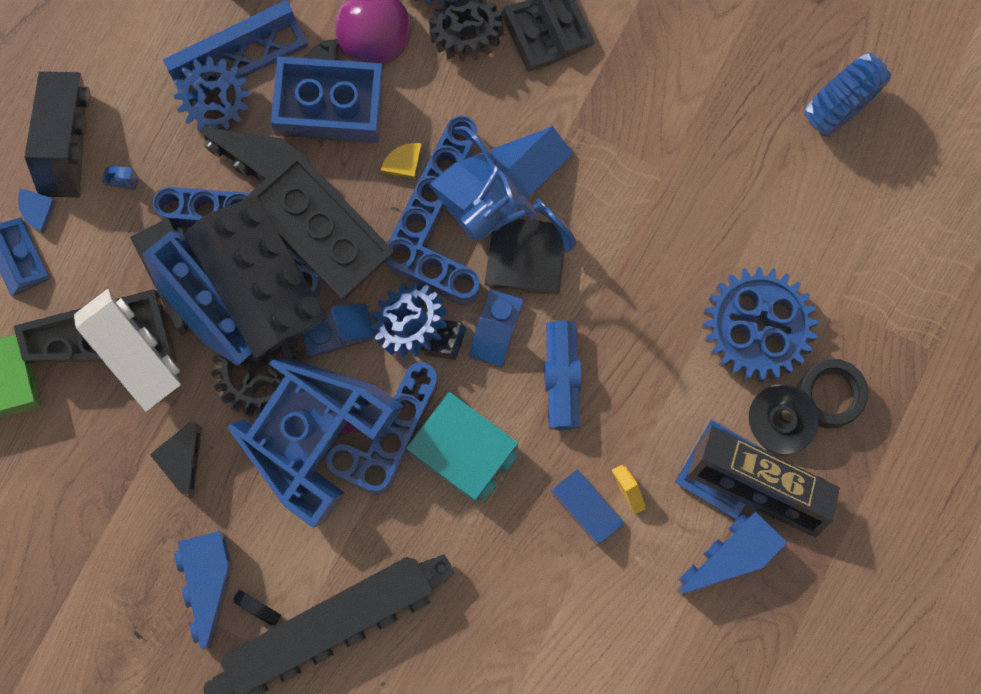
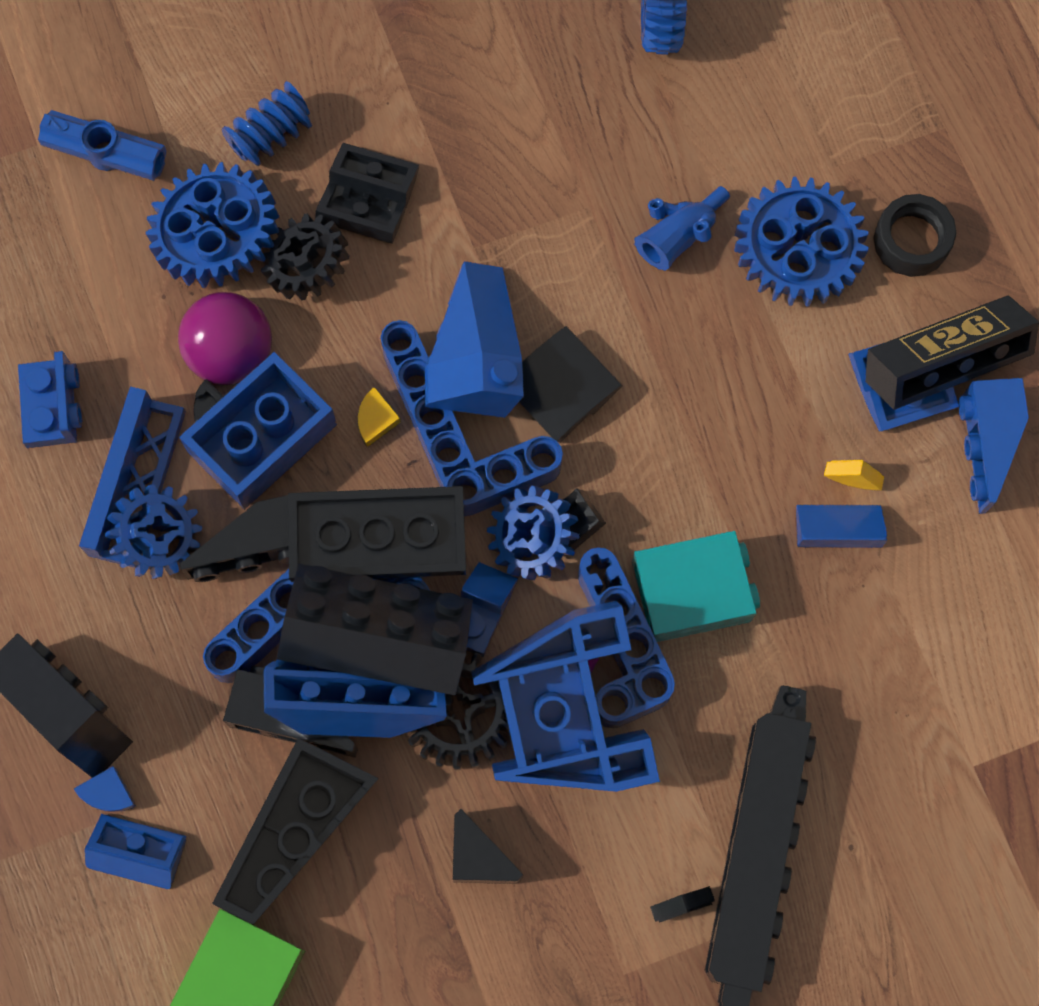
camera: 50 degrees left, 5 degrees down
(120, 177) = (150, 685): blue tile -> none
(127, 349) = (337, 807): white wedge -> none
(207, 576) = (612, 922): blue slope -> none
(486, 215) = (510, 371): blue plant -> none
(495, 328) = (605, 466): blue slope -> none
(562, 375) = (701, 444): blue piece -> none
(700, 241) = (678, 230): none -> blue piece
(772, 429) = (921, 301): black dish -> none

